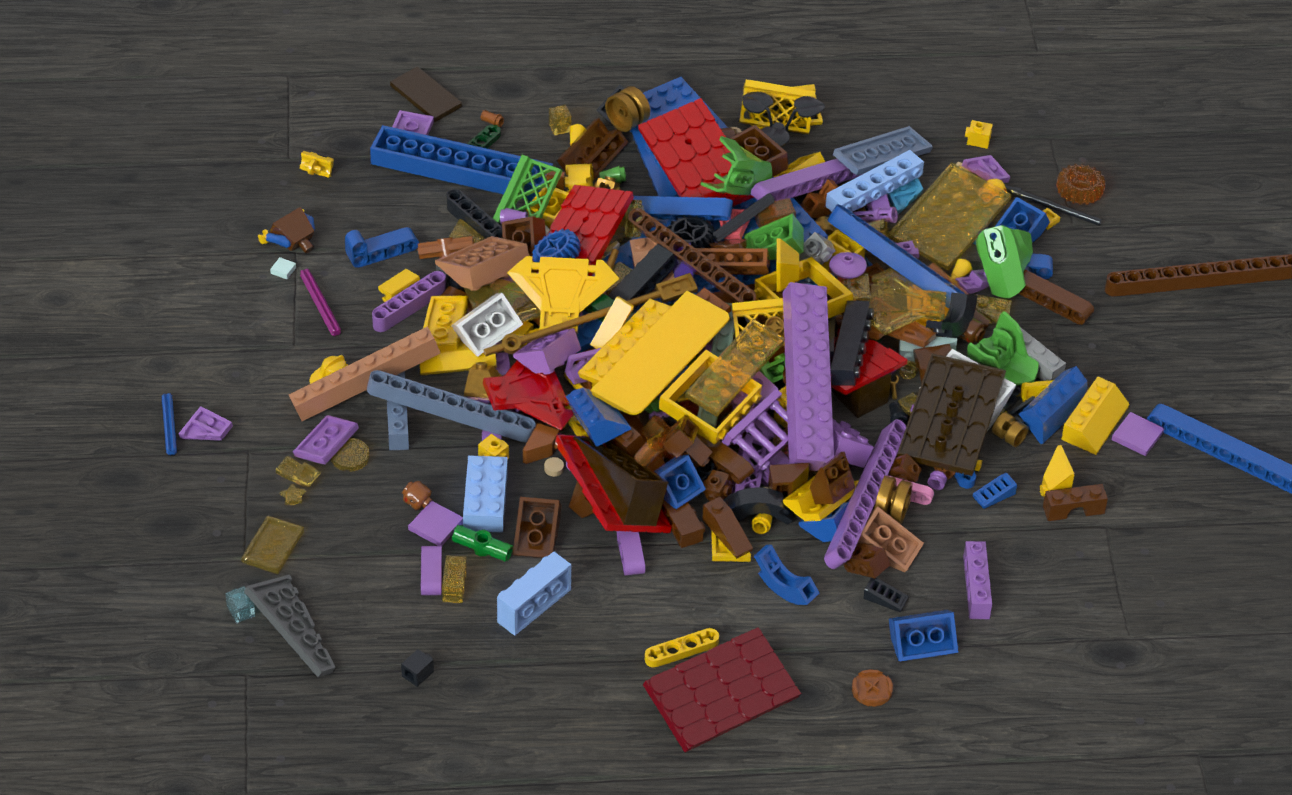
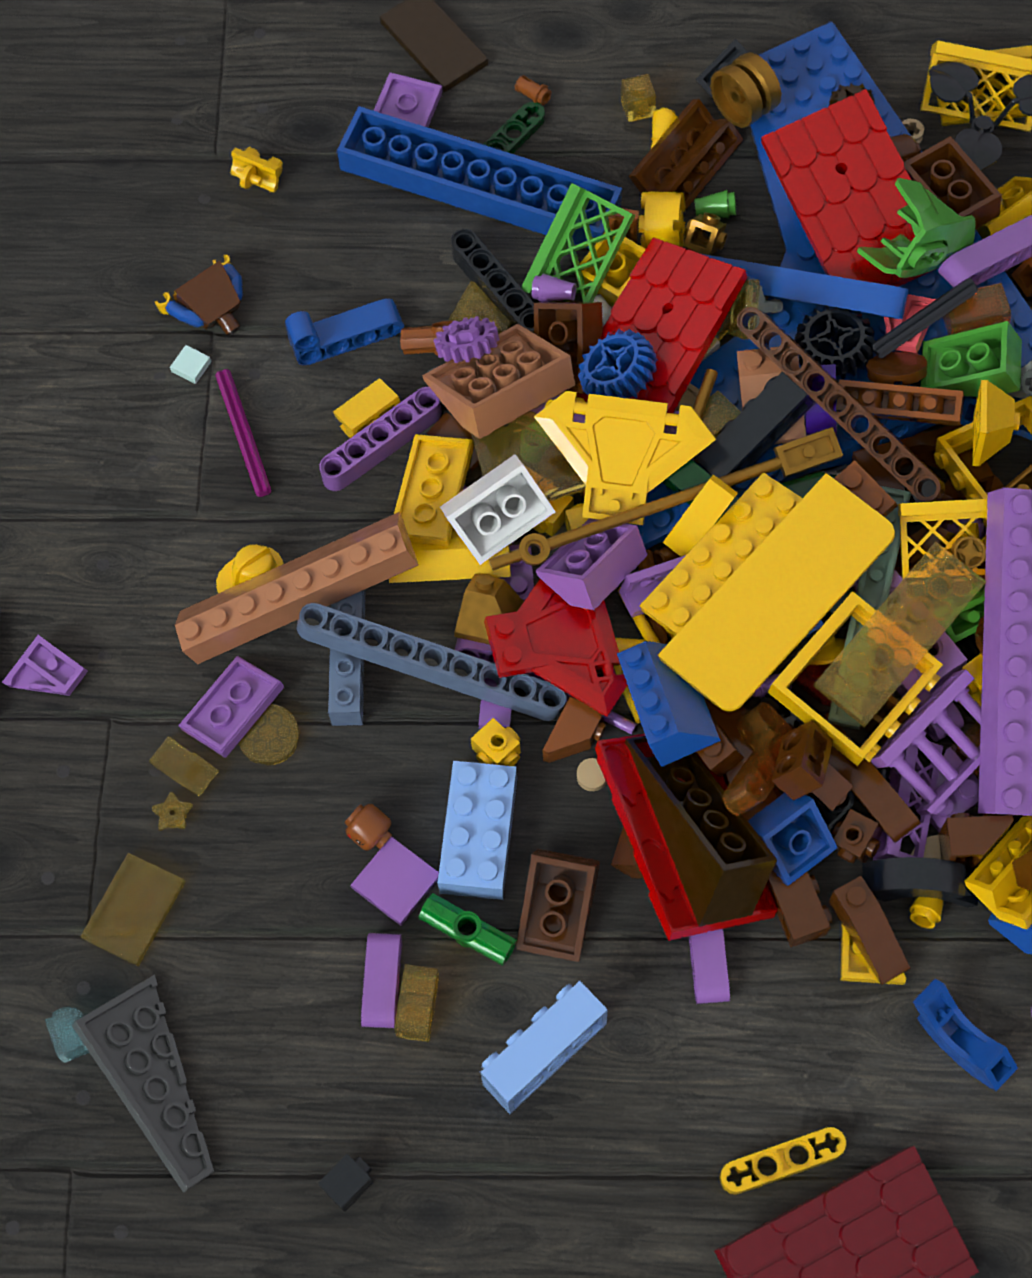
camera: 10 degrees right, 20 degrees up
(461, 240) = (466, 339): none -> medium lavender gear

